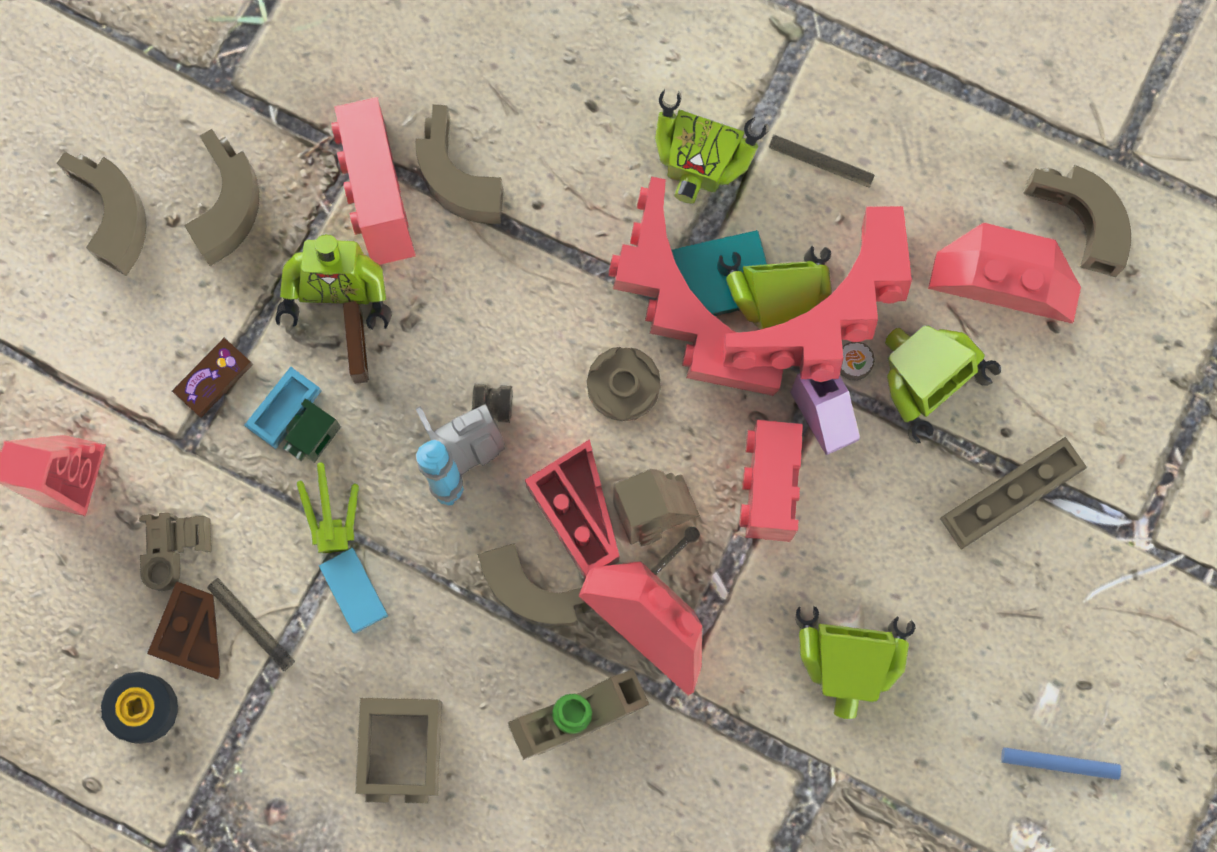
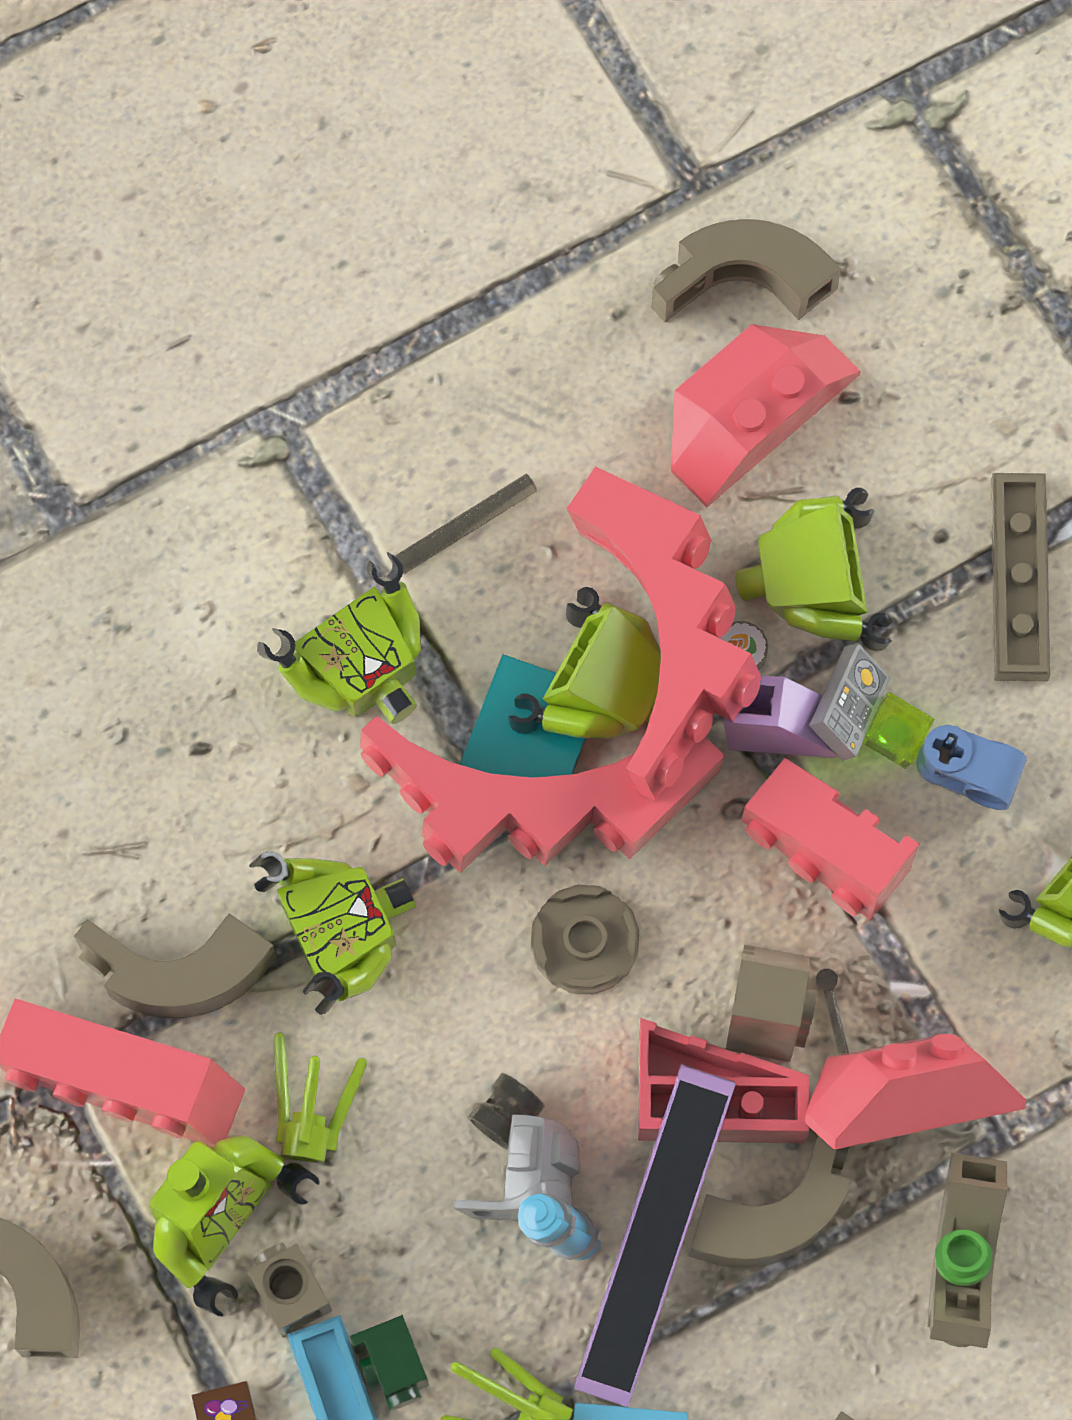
camera: 55 degrees left, 5 degrees down
(317, 365) = (306, 1305): none -> dark tan brick
(356, 342) = (313, 1230): reddish brown tile -> none
(407, 300) = (306, 1135): none -> lime plant
(472, 528) = (654, 1235): none -> black tile
(538, 240) = (336, 921): none -> lime torso
(863, 440) = (849, 701): none -> tile
(867, 479) = (897, 730): none -> clear neon green plate
(876, 544) = (977, 766): none -> medium blue piece

